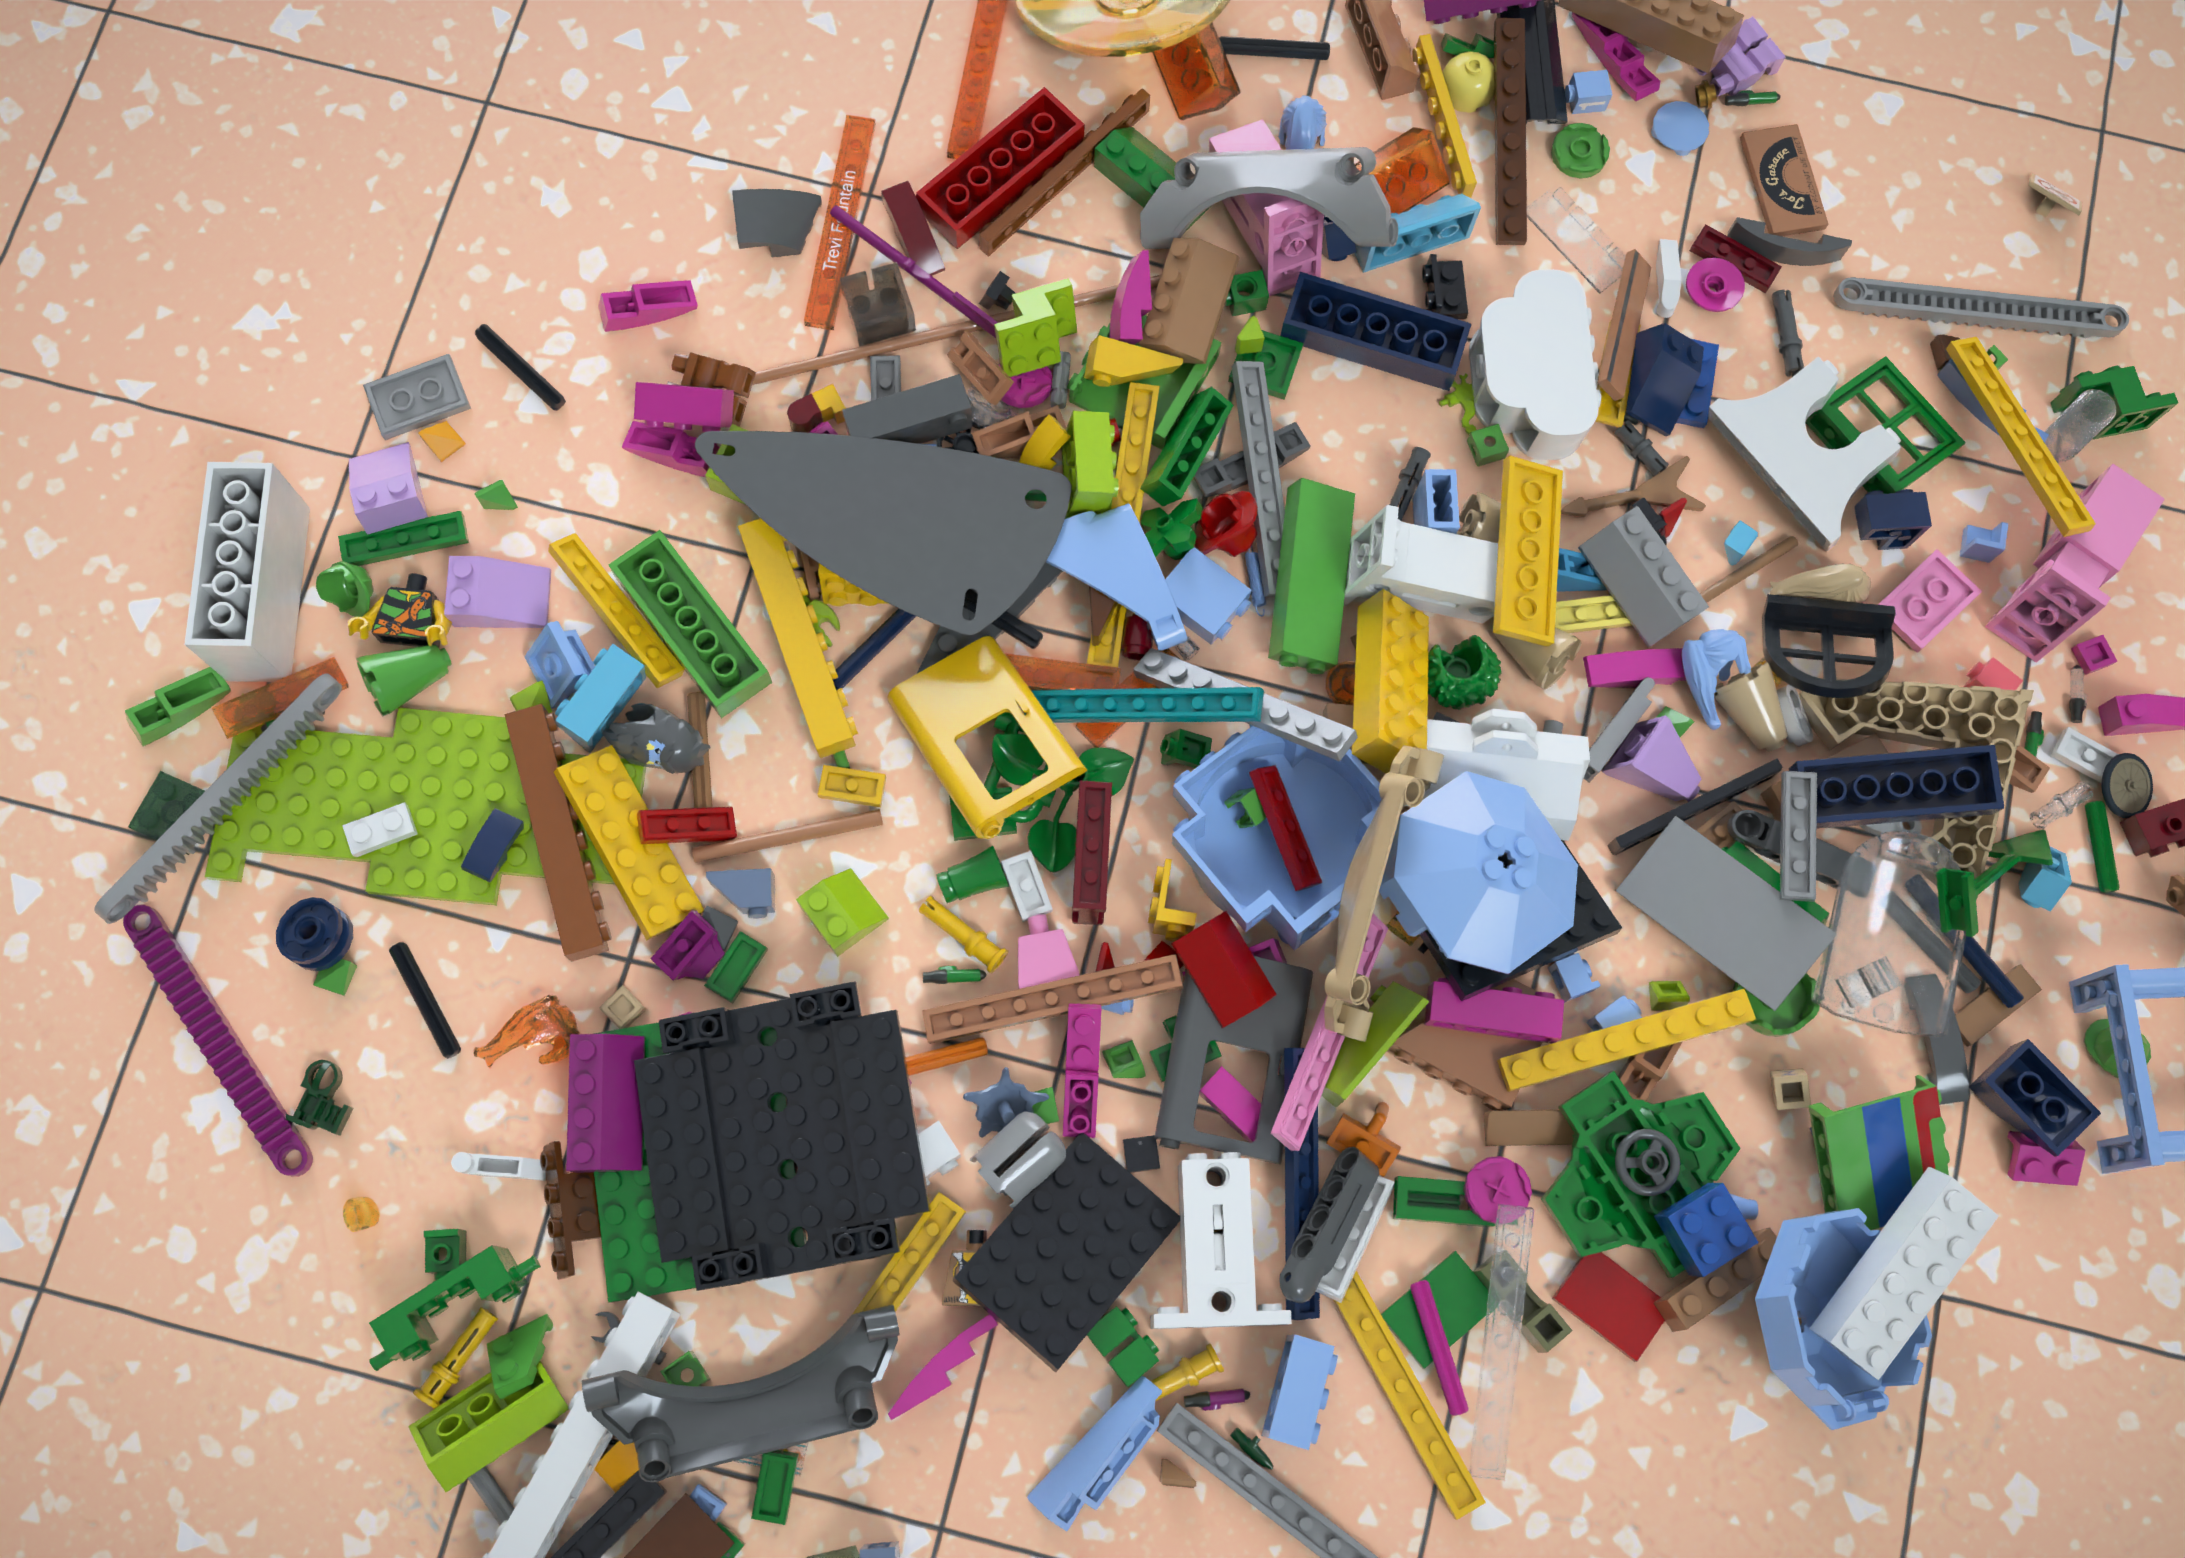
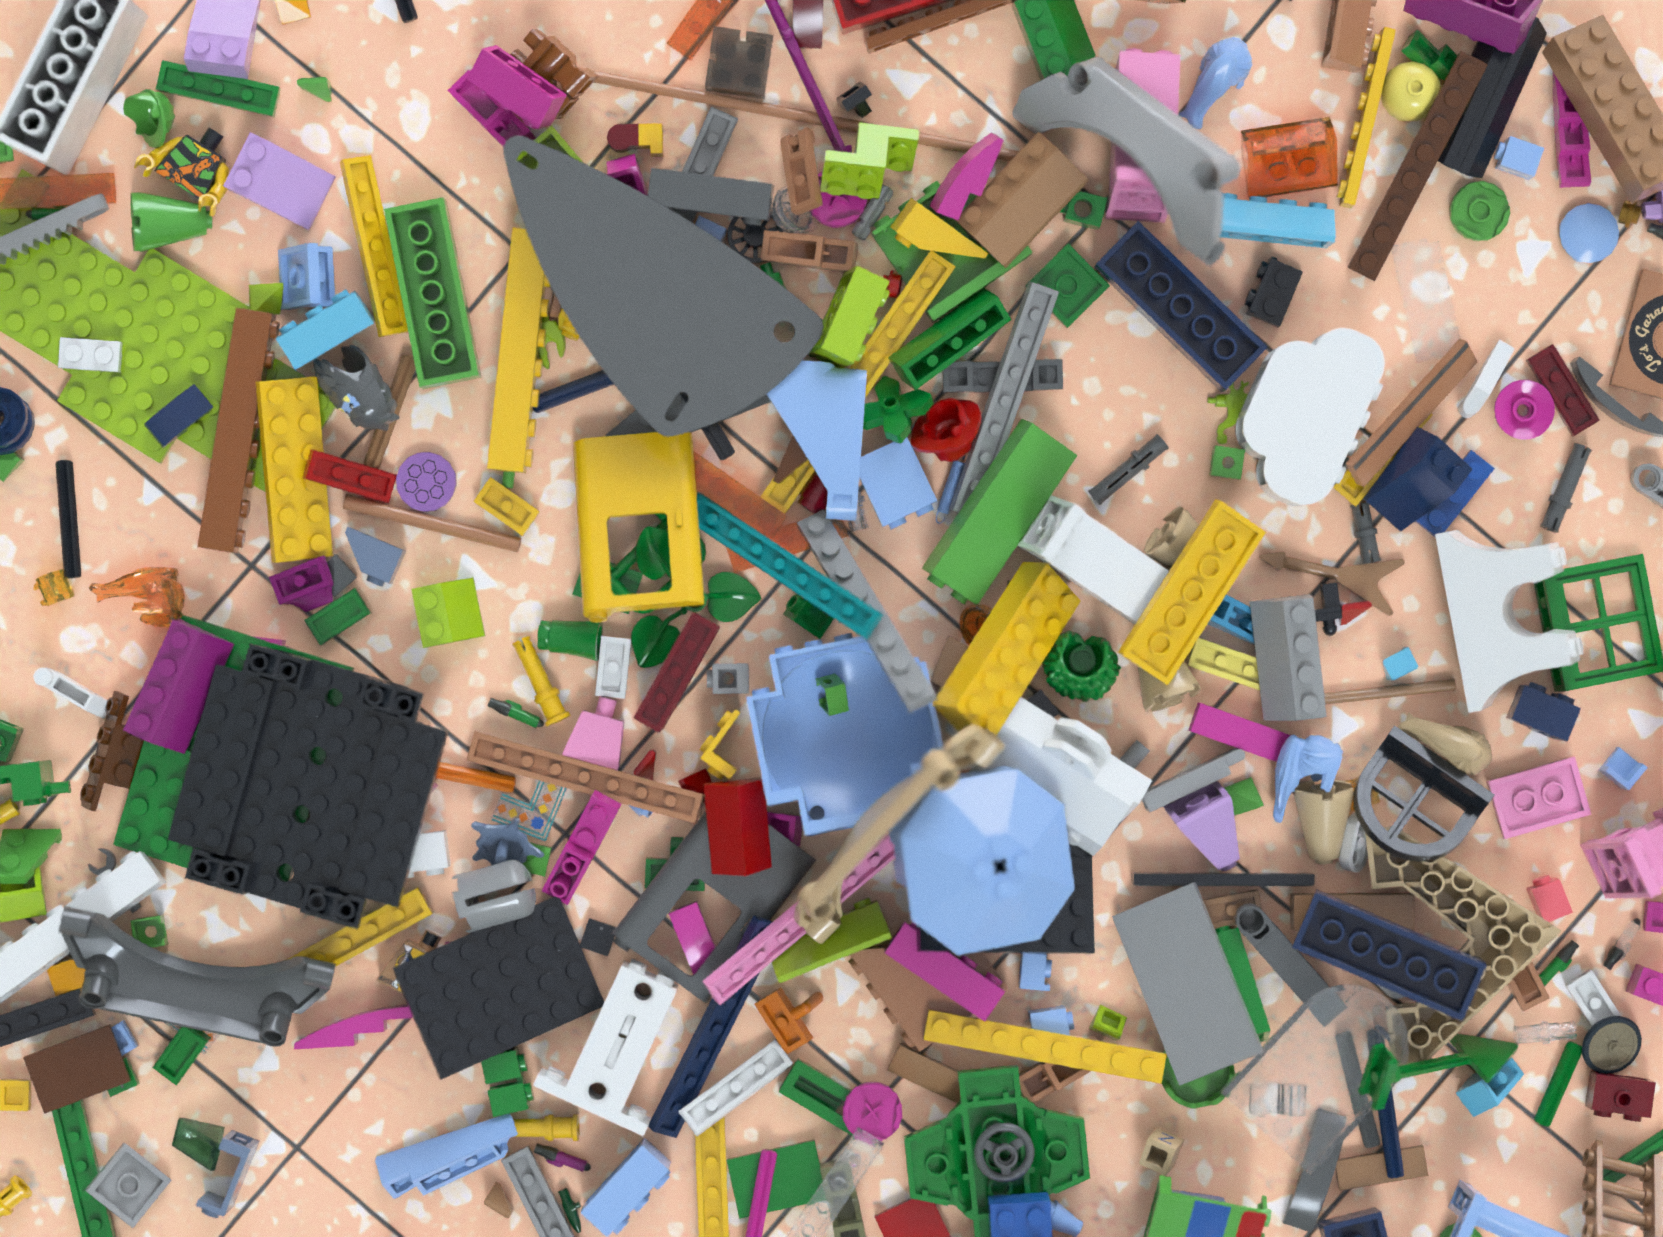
camera: 30 degrees right, 15 degrees up
(437, 1072) = (54, 588): none -> clear yellow tile
(622, 1008) = (228, 605): tan tile -> none
(764, 800) = (426, 481): none -> medium lavender tile
(1023, 1059) = (534, 817): none -> clear tile
(1044, 444) = (818, 279): yellow slope -> none
(1124, 1061) = (622, 854): bright green slope -> none
(1150, 835) = (738, 686): none -> light grey brick
(1250, 337) = (1060, 260): lime slope -> none
(1285, 827) = (853, 729): red tile -> none
(1328, 1224) = (718, 1071): dark grey piece -> none
(1437, 501) = (1136, 510): light blue brick -> none
(1798, 836) = (1278, 955): light grey tile -> none

